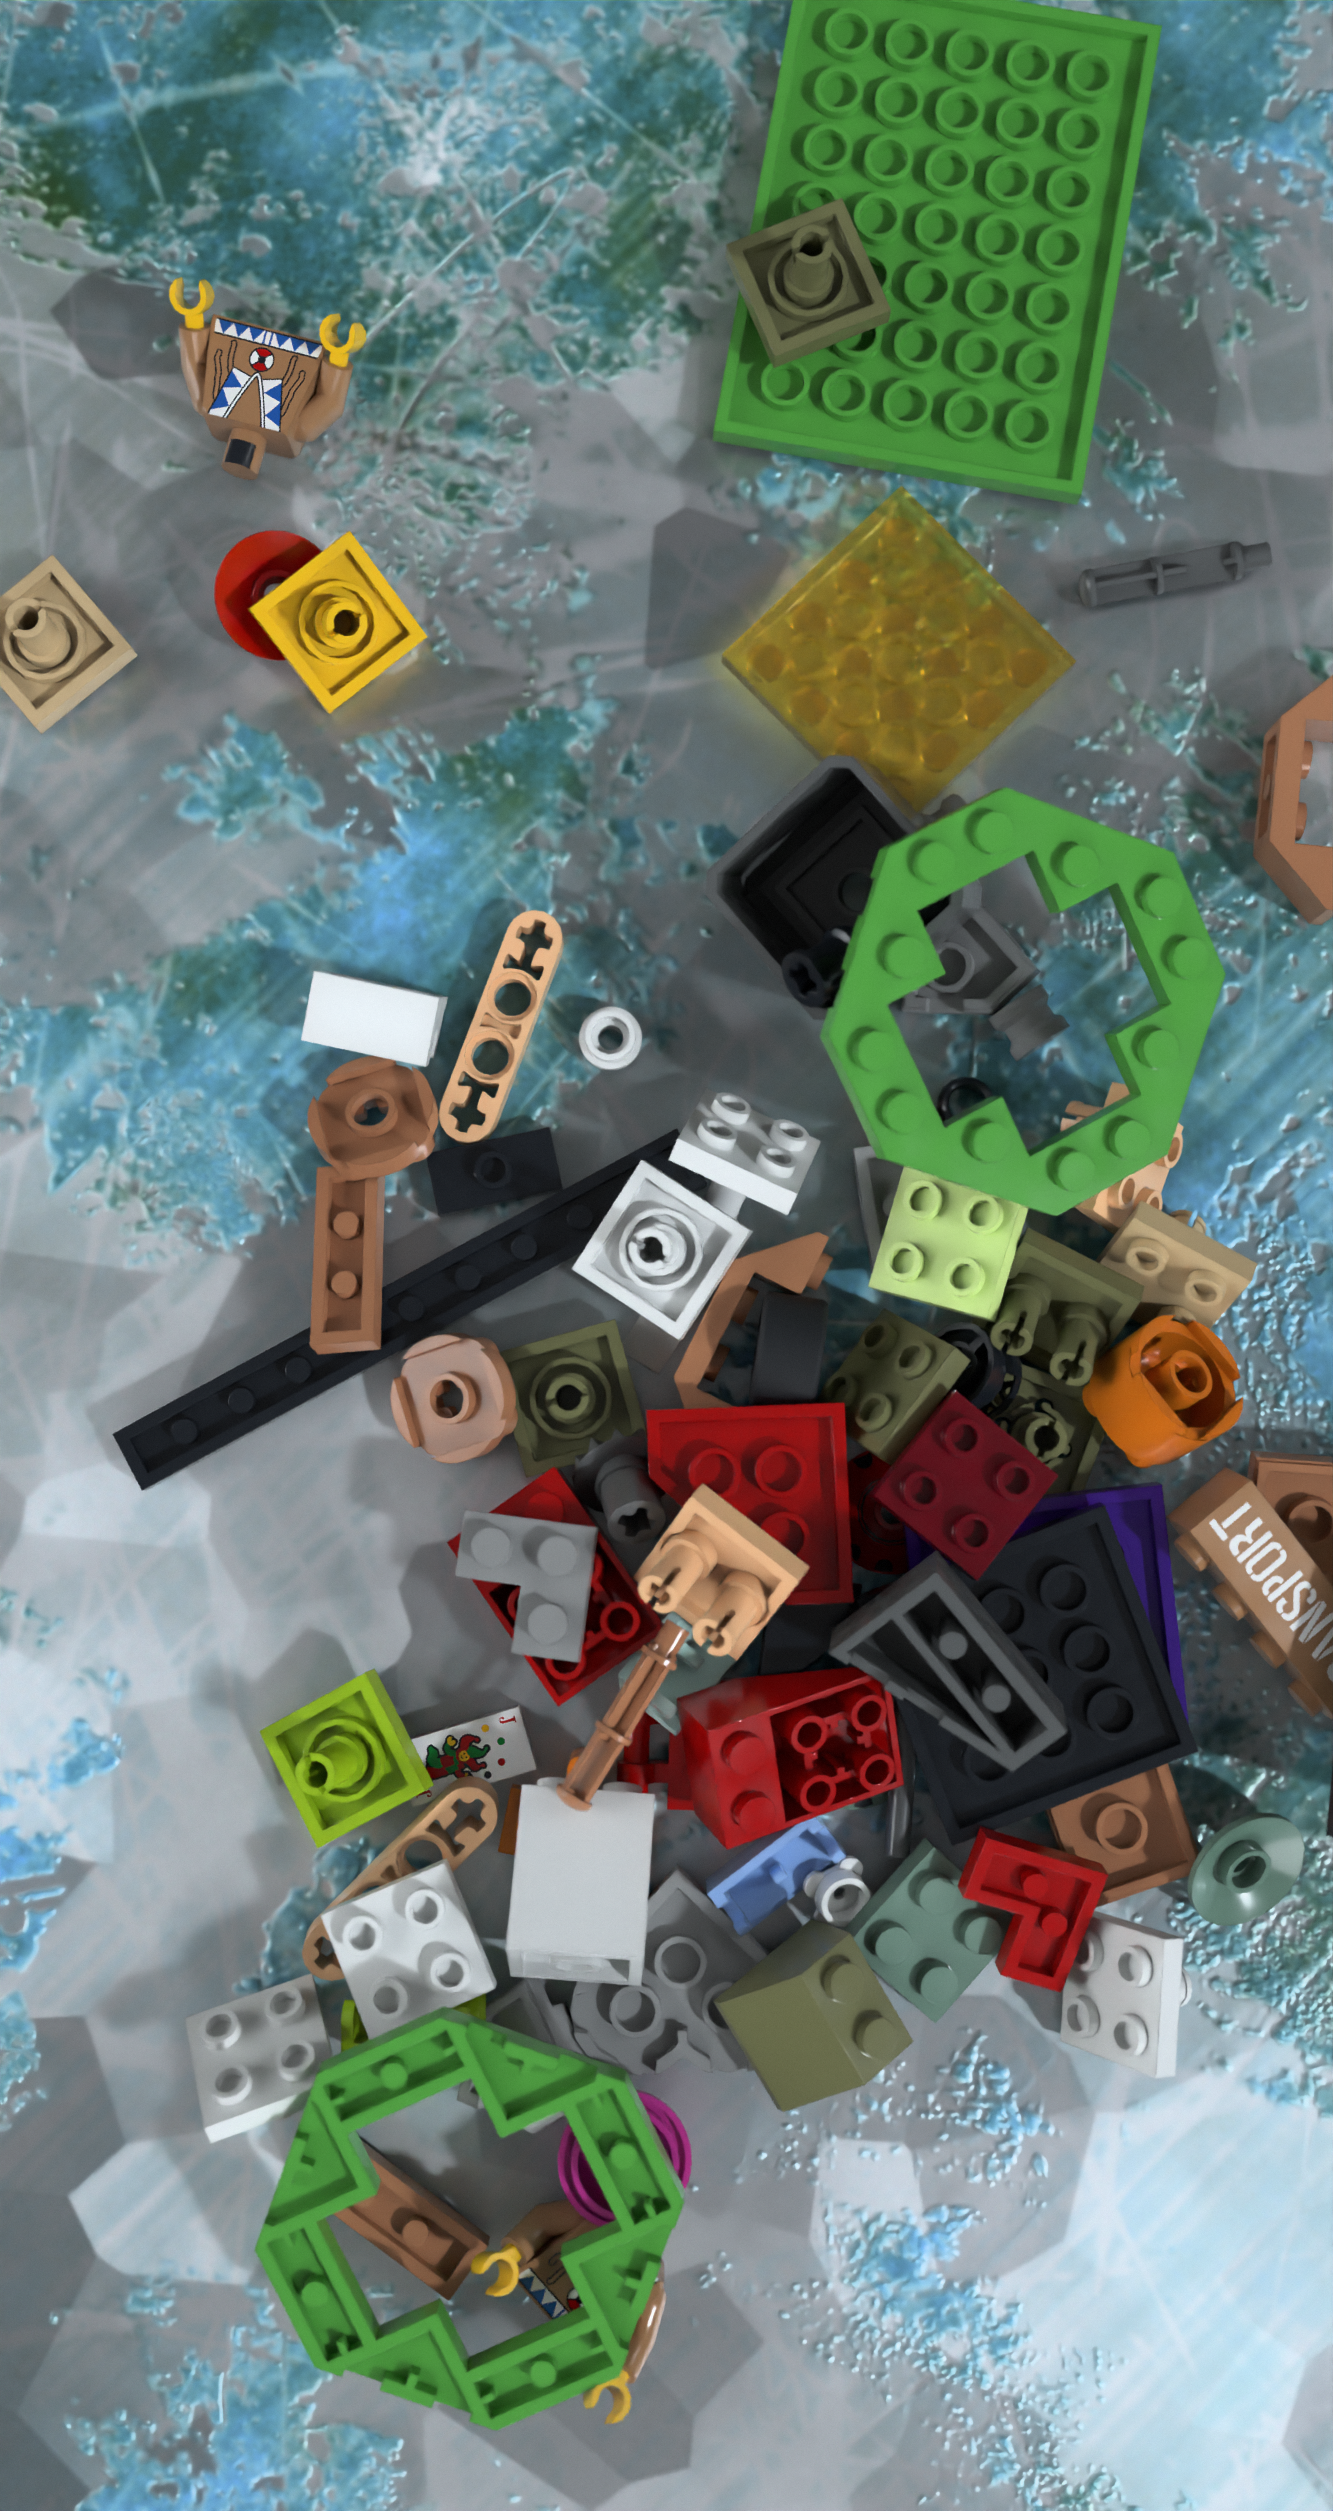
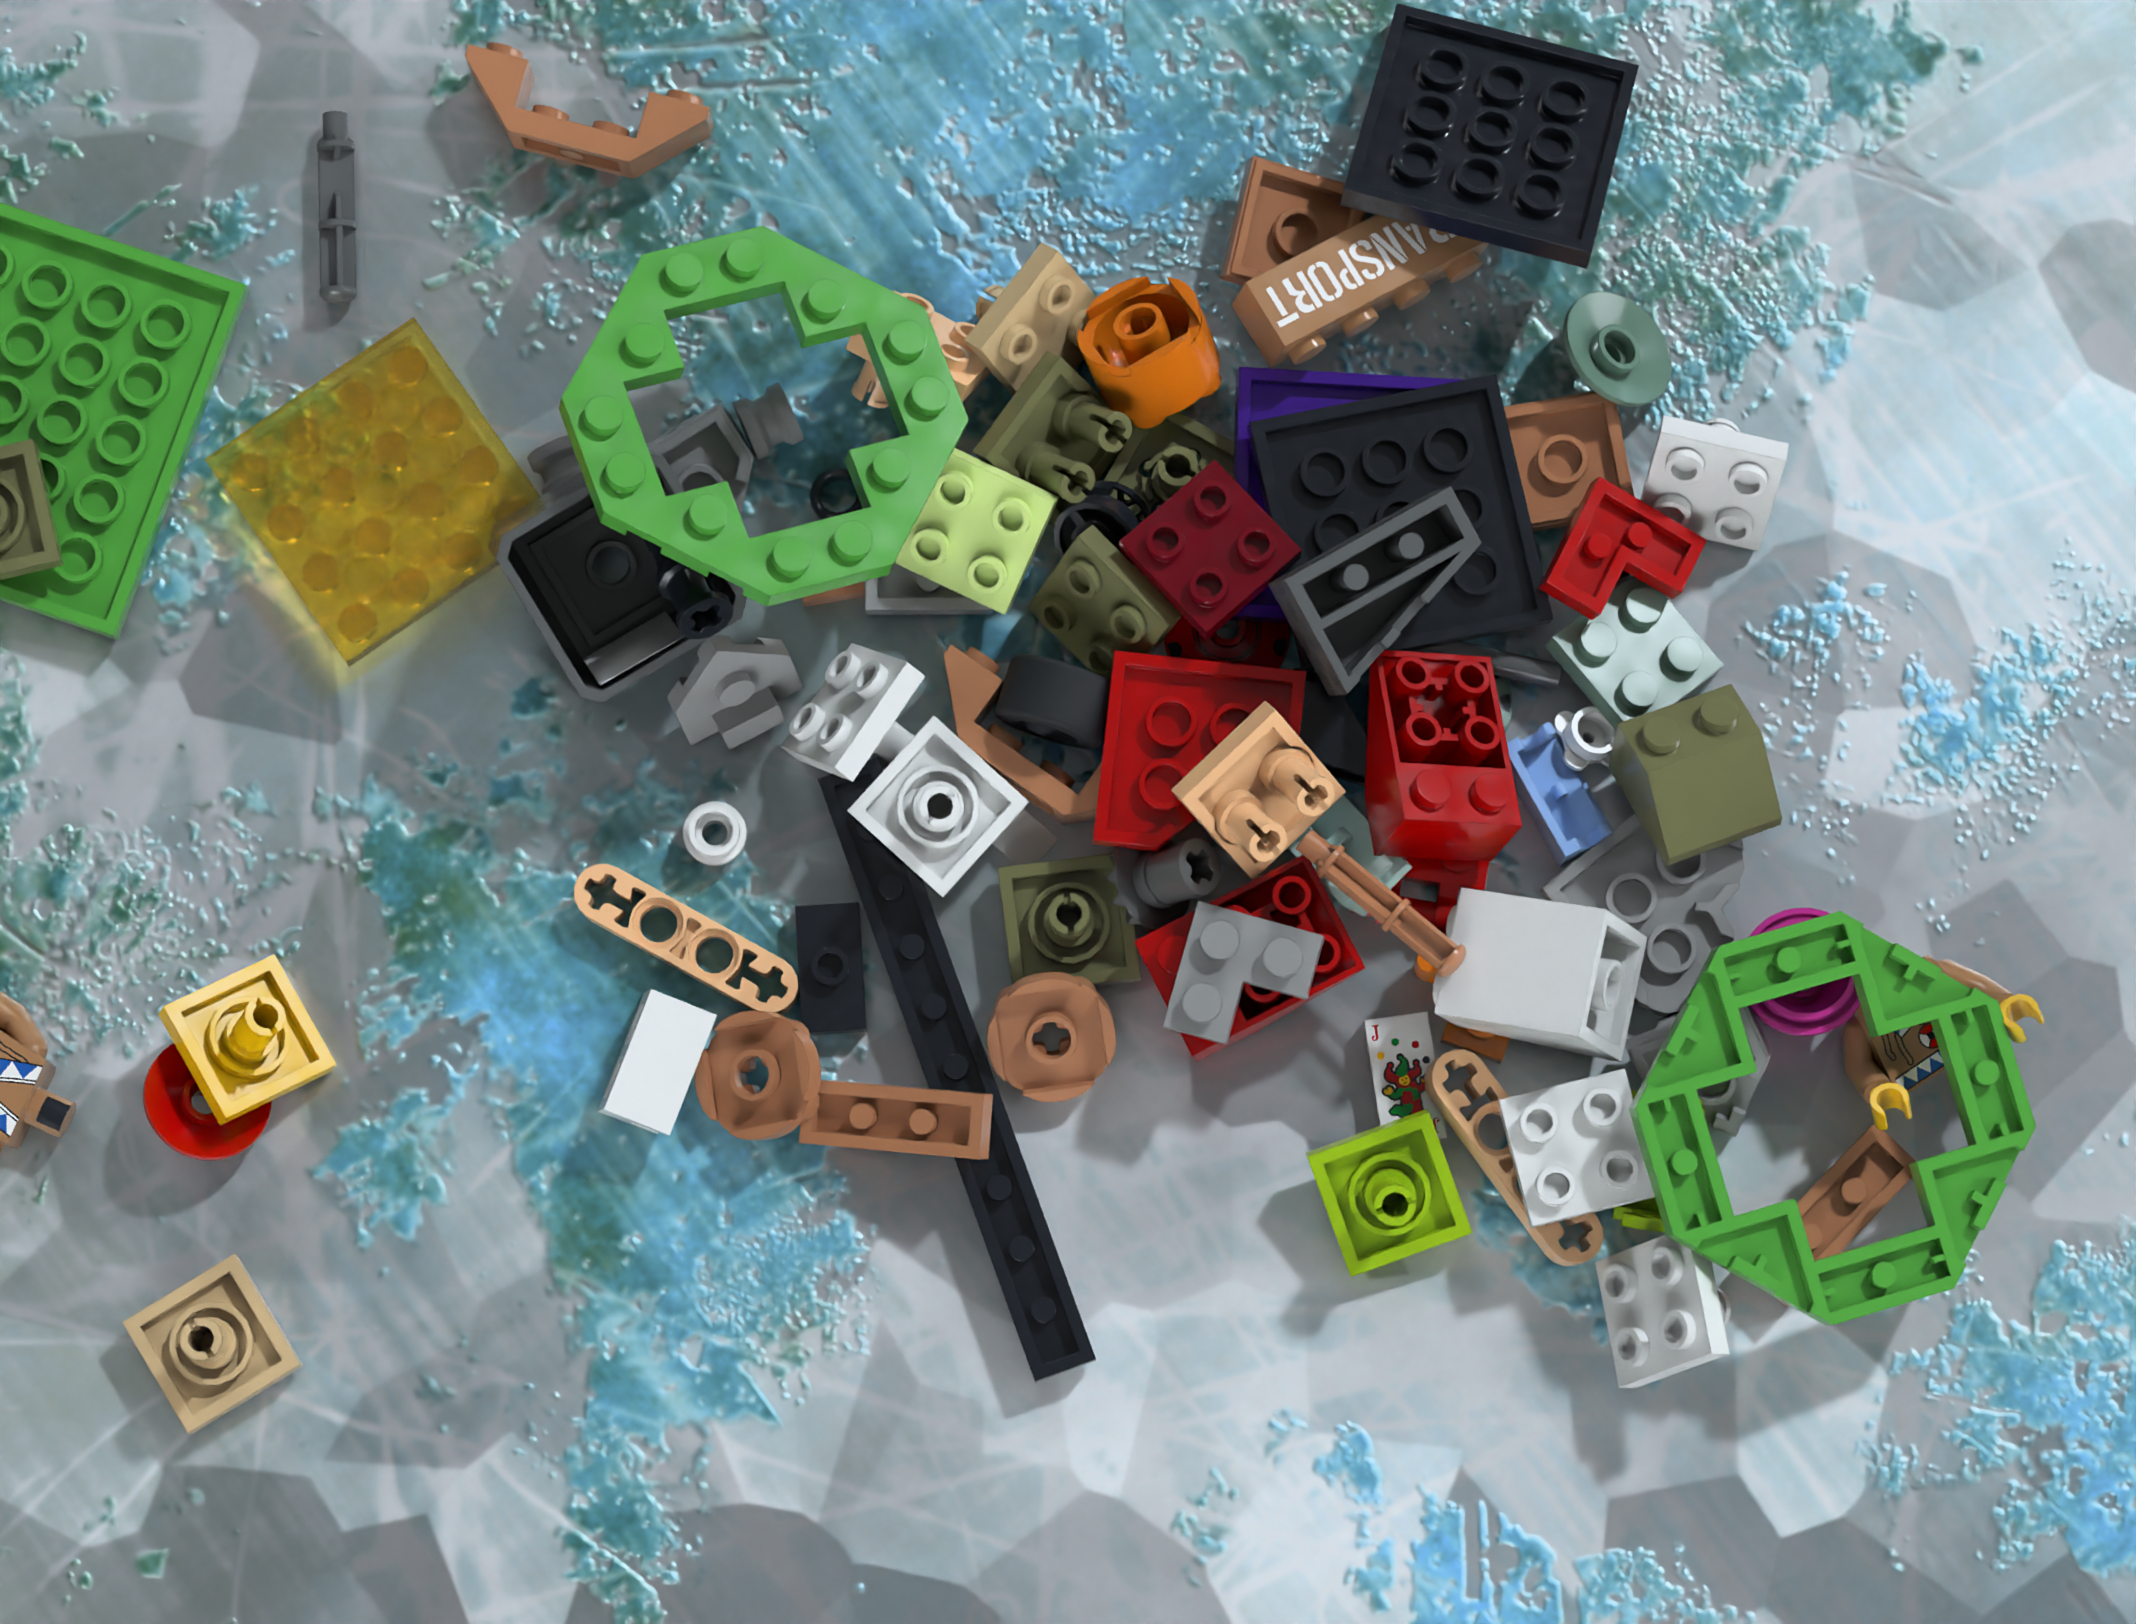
camera: 80 degrees left, 5 degrees down
(752, 1032) = (734, 690): none -> light grey plate
(769, 918) = (633, 648): none -> white sticker

